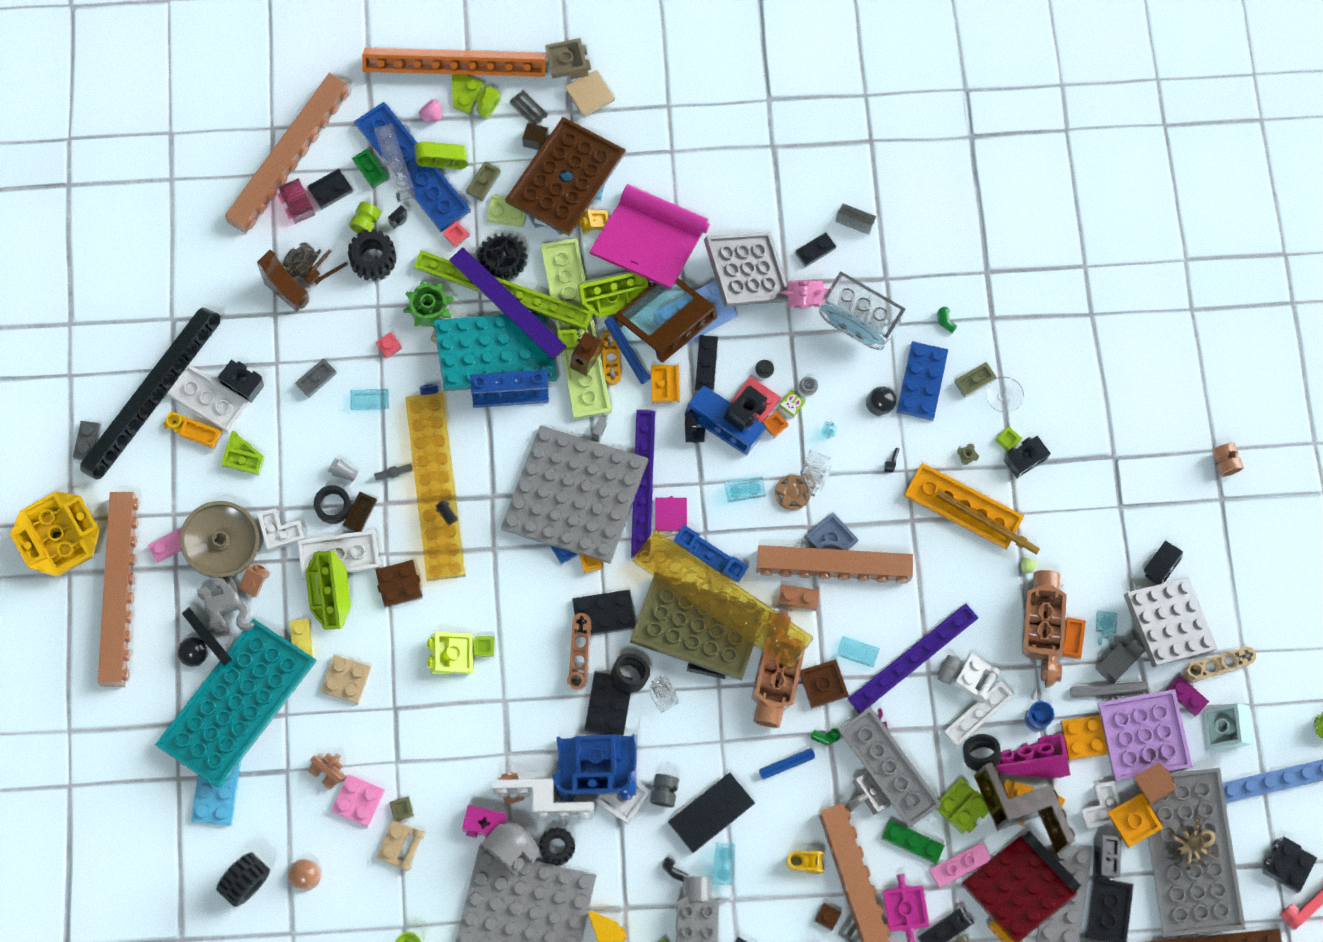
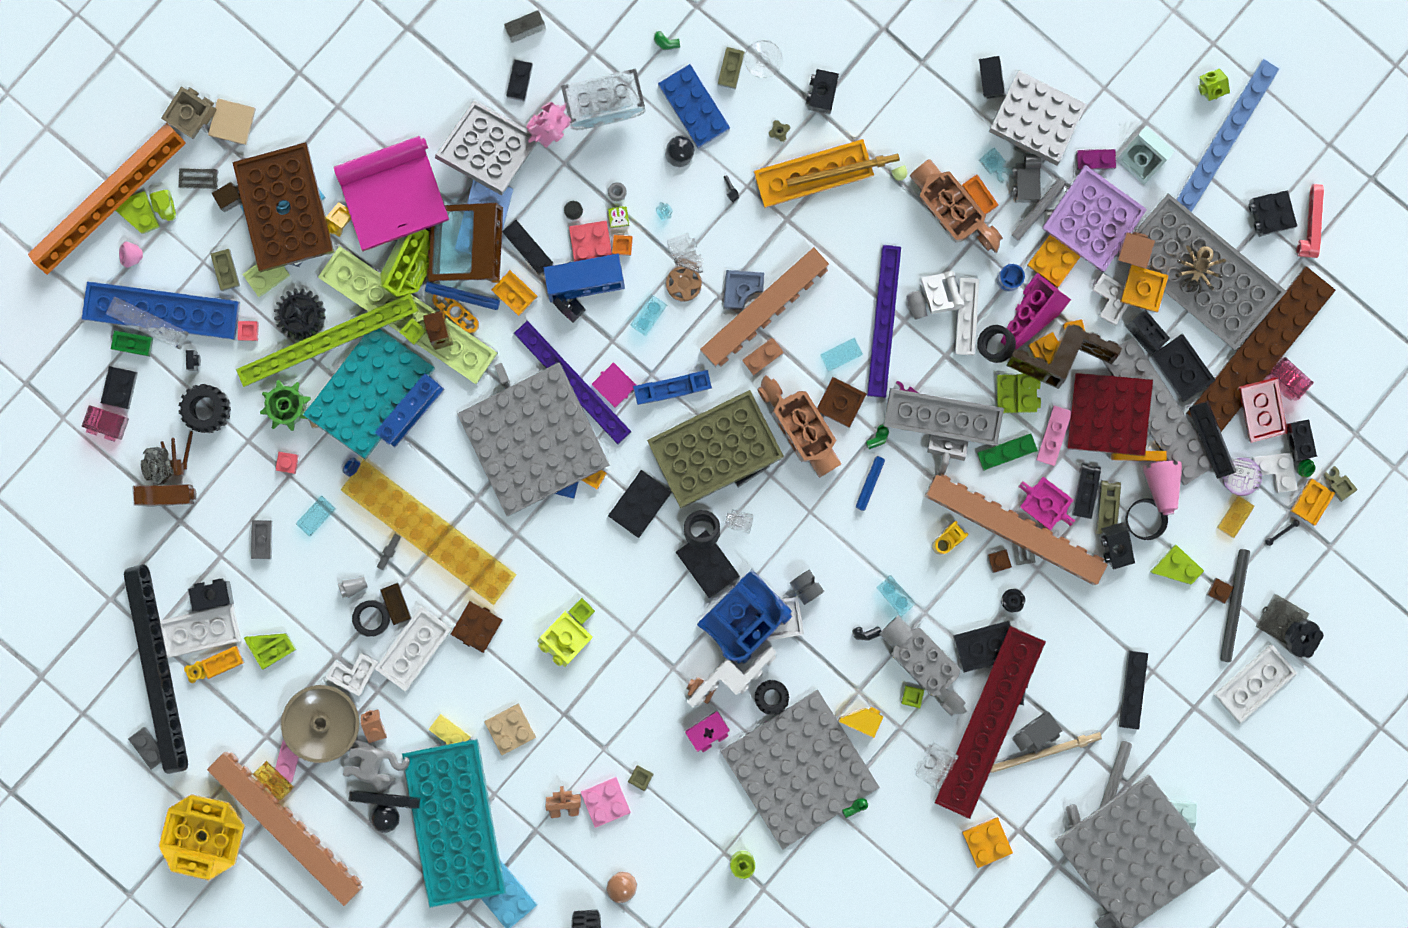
camera: 45 degrees left, 15 degrees up
(145, 547) = (273, 780): none -> clear yellow plate
(287, 153) = (58, 392): nougat brick -> none
(328, 589) = (435, 683): lime wedge -> none
(365, 217) = (168, 382): lime wheel -> none
(394, 843) = (659, 804): tan plate -> none
(441, 155) = (174, 282): lime beam -> none
(446, 512) = (458, 545): black pin -> none
(508, 303) = (341, 348): dark purple tile -> none
(511, 846) = (744, 730): light grey brick -> none
(579, 651) = (653, 547): nougat beam -> none
(711, 813) = (853, 569): black tile -> none
(723, 599) = (715, 414): clear yellow plate -> none
(751, 400) = (593, 267): black brick -> none
(1008, 439) = (797, 90): lime tile -> none
(1053, 863) = (1114, 373): black beam -> none
(1219, 664) = (1096, 113): tan beam -> none

